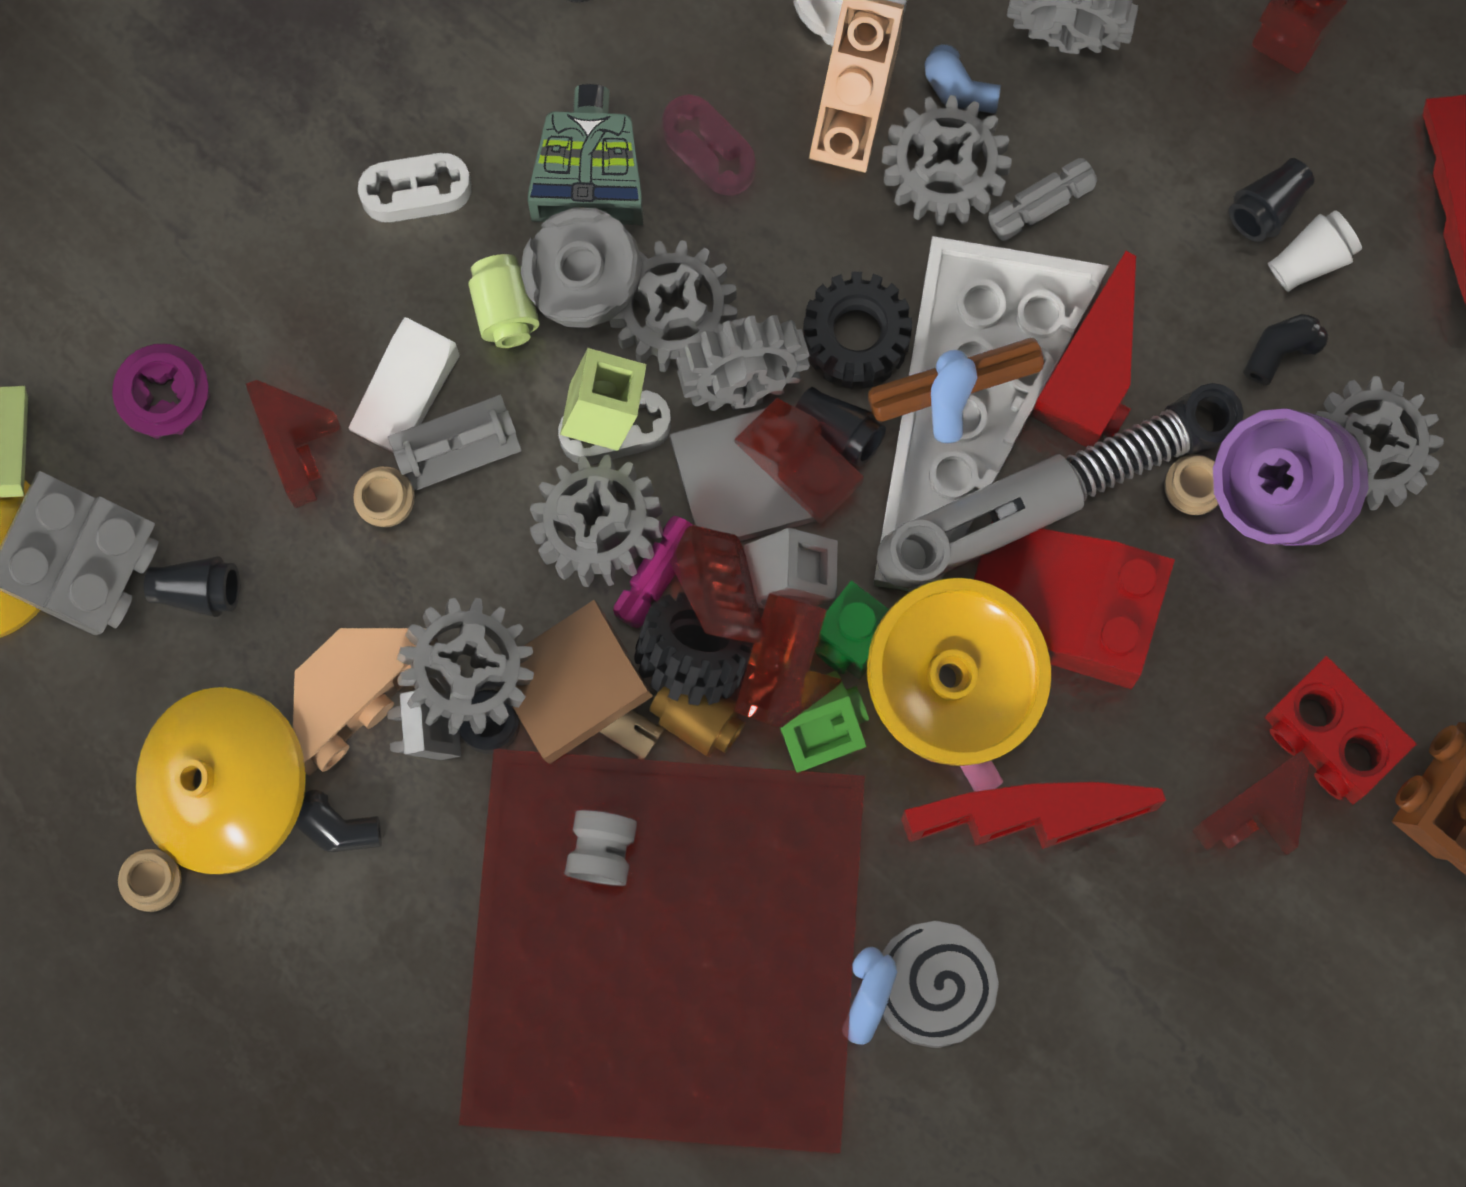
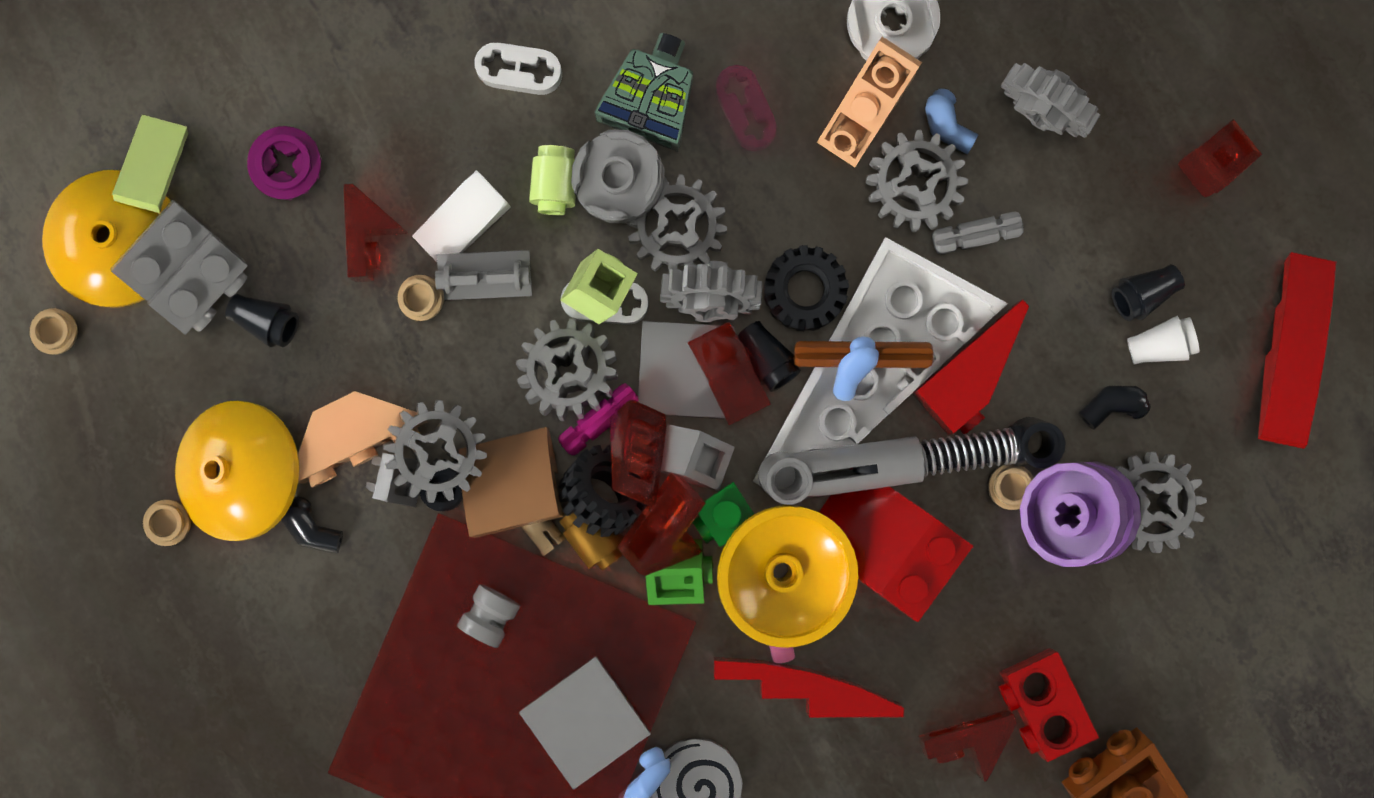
camera: 20 degrees right, 10 degrees up
(767, 944) = (584, 722): none -> light grey tile

